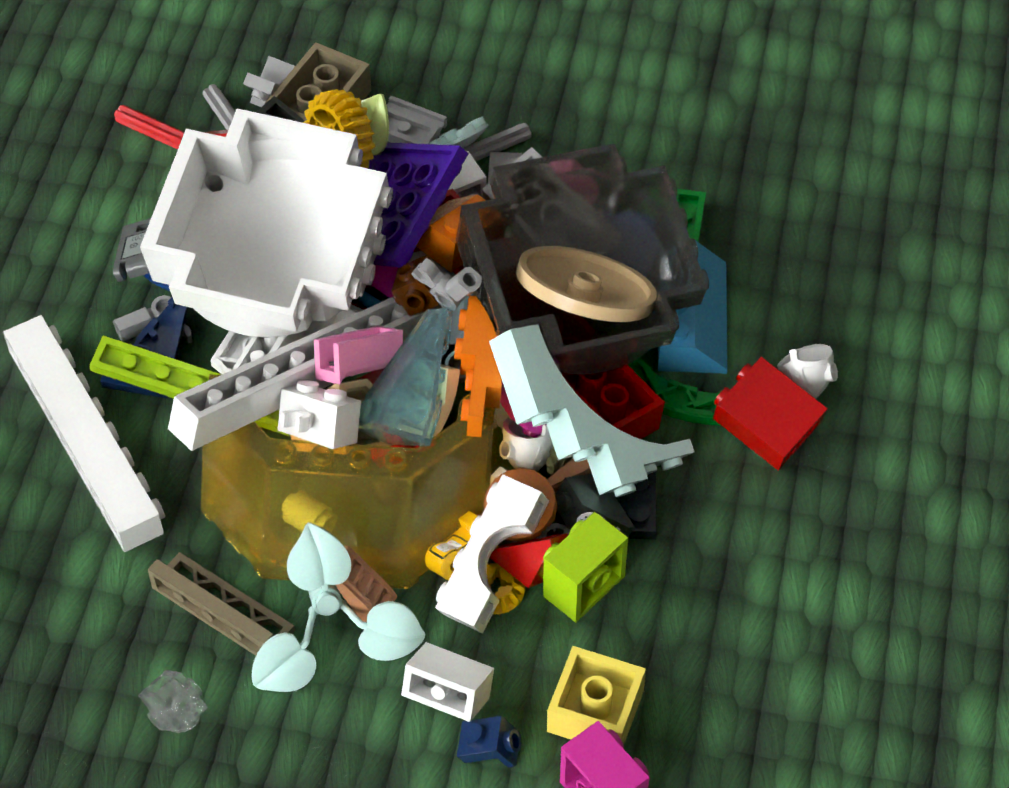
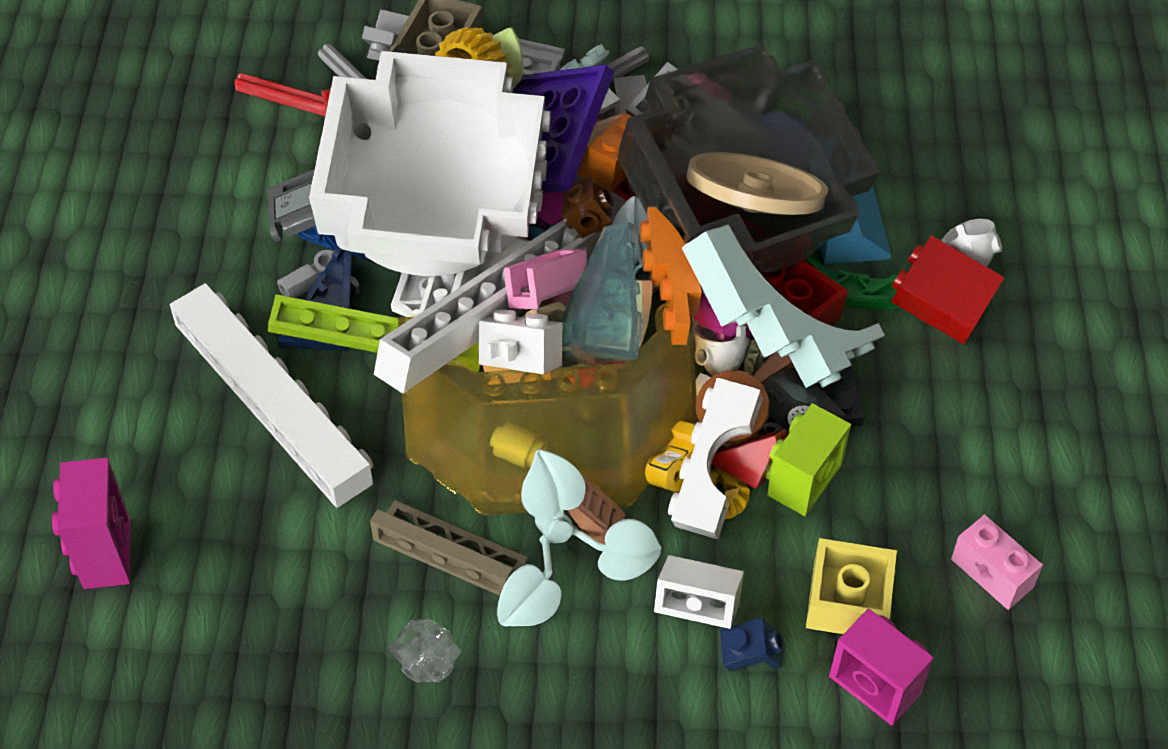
camera: 10 degrees left, 0 degrees up
(446, 289) = (622, 204): light grey bar -> none
(748, 693) = (996, 562): none -> bright pink brick

